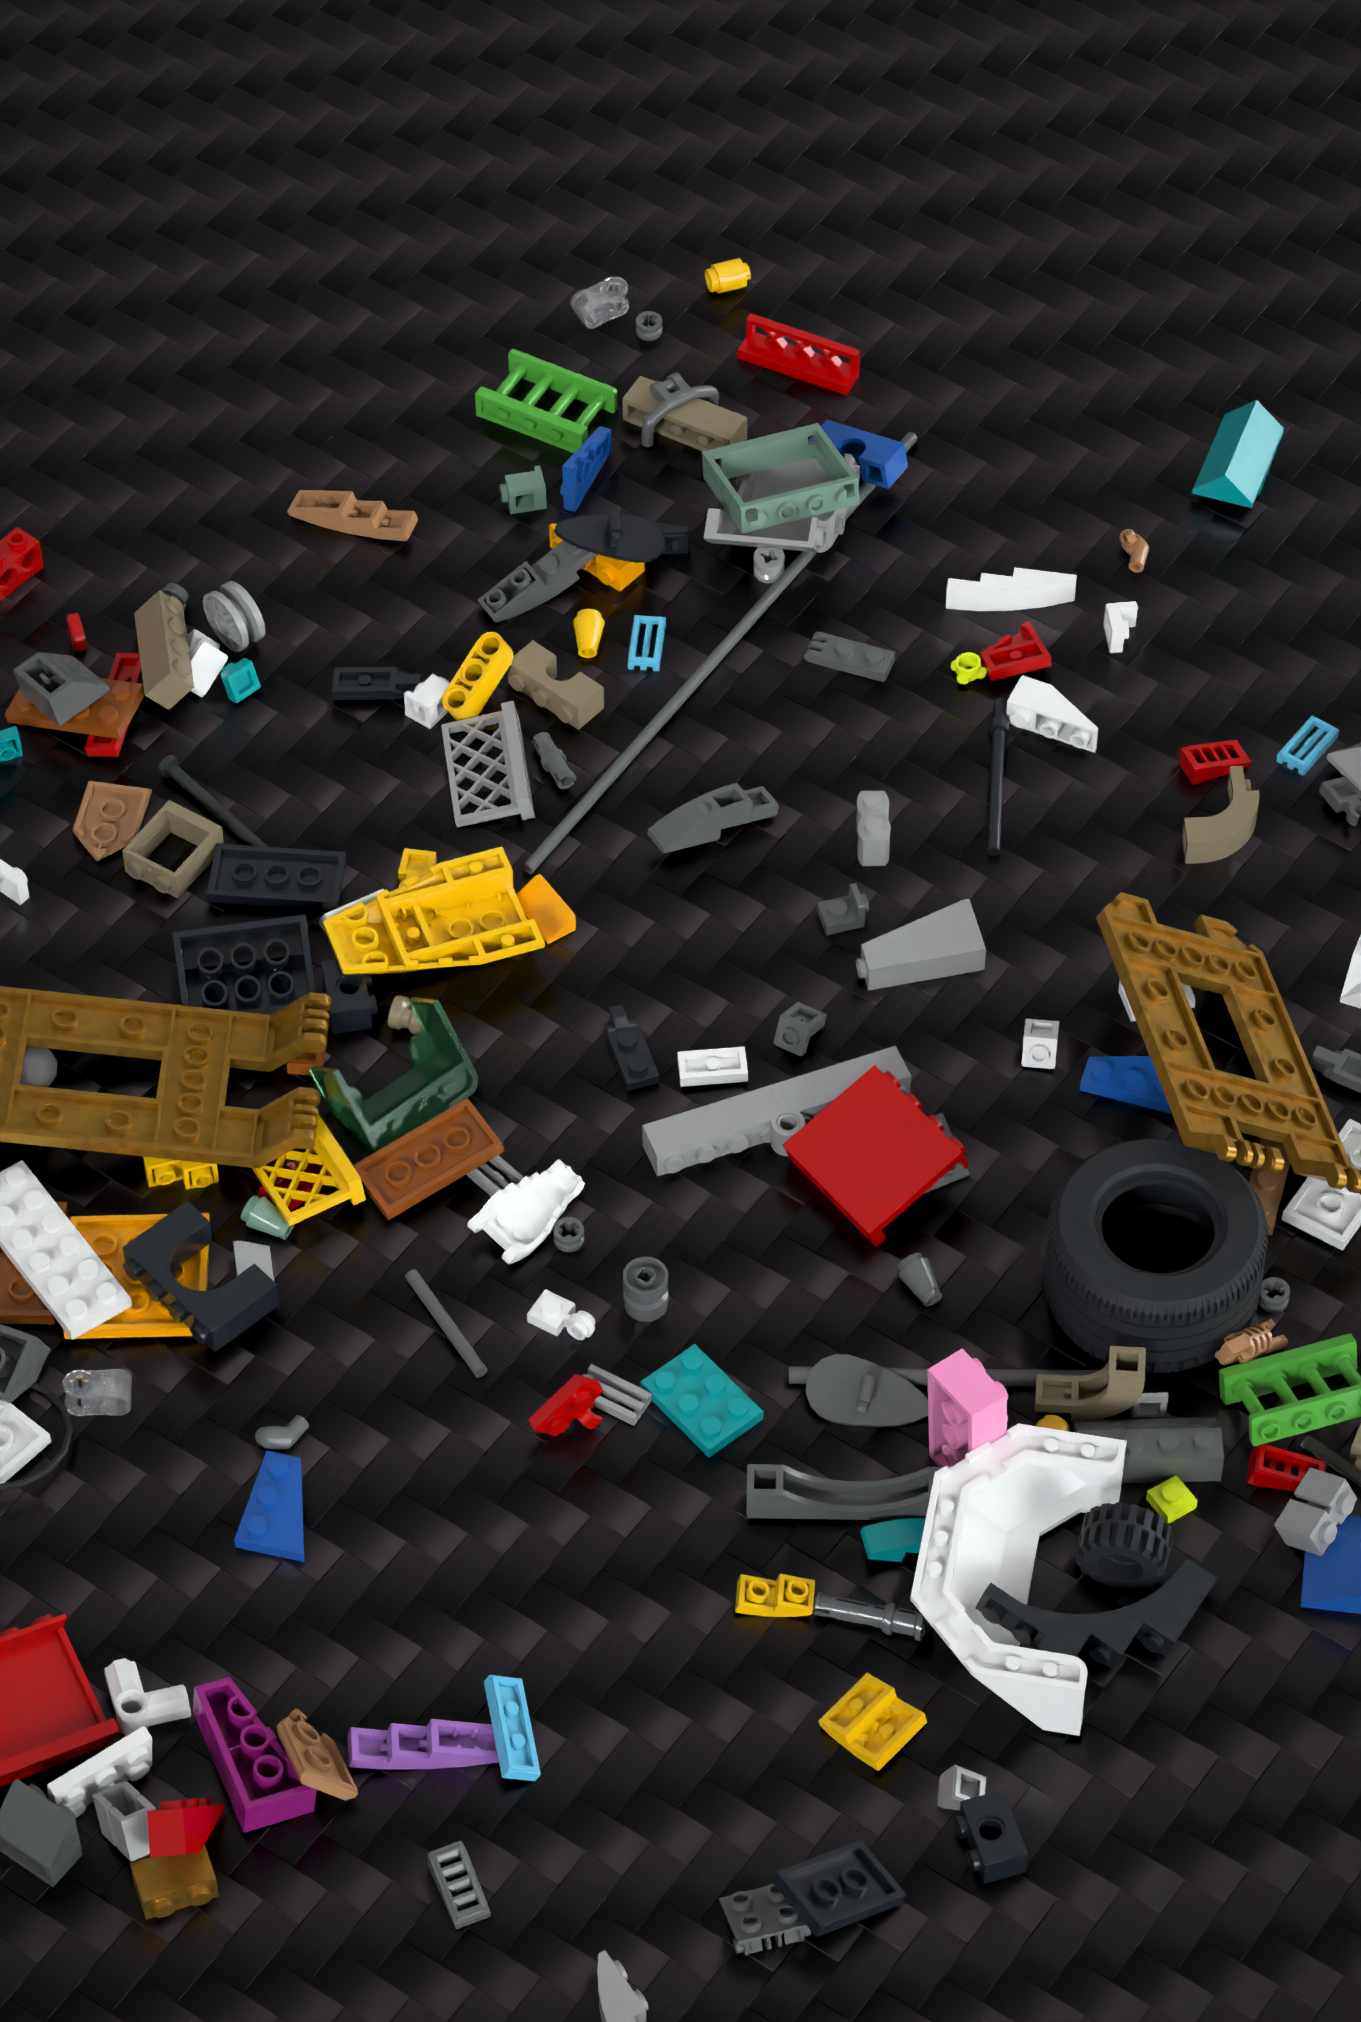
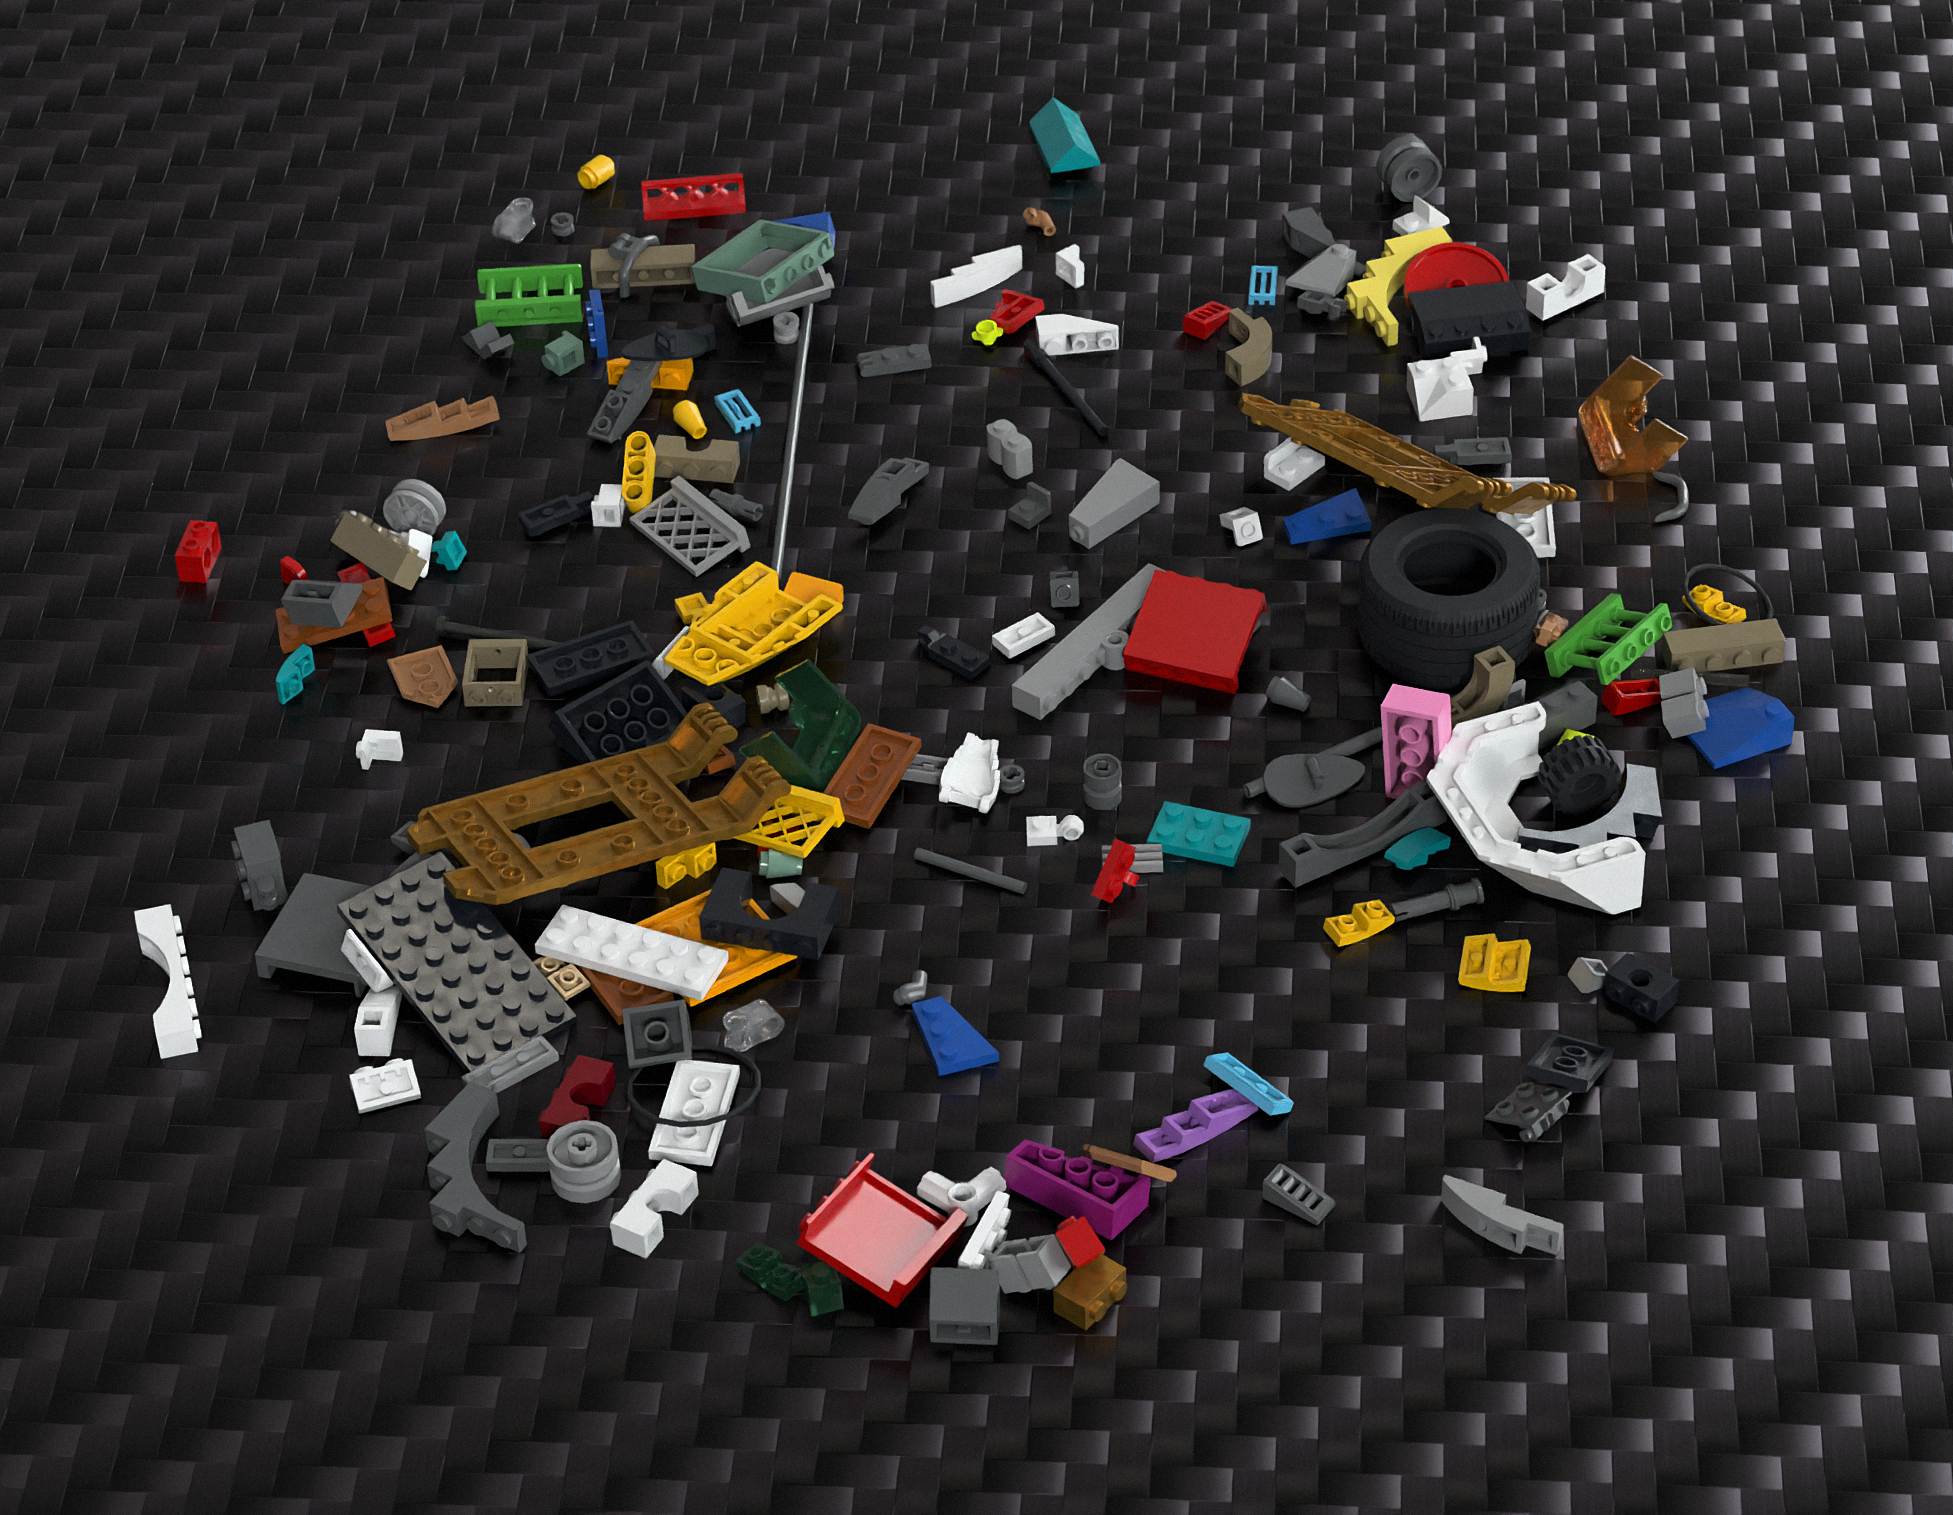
camera: 30 degrees left, 10 degrees down
(467, 438) = (487, 341): none -> dark grey slope

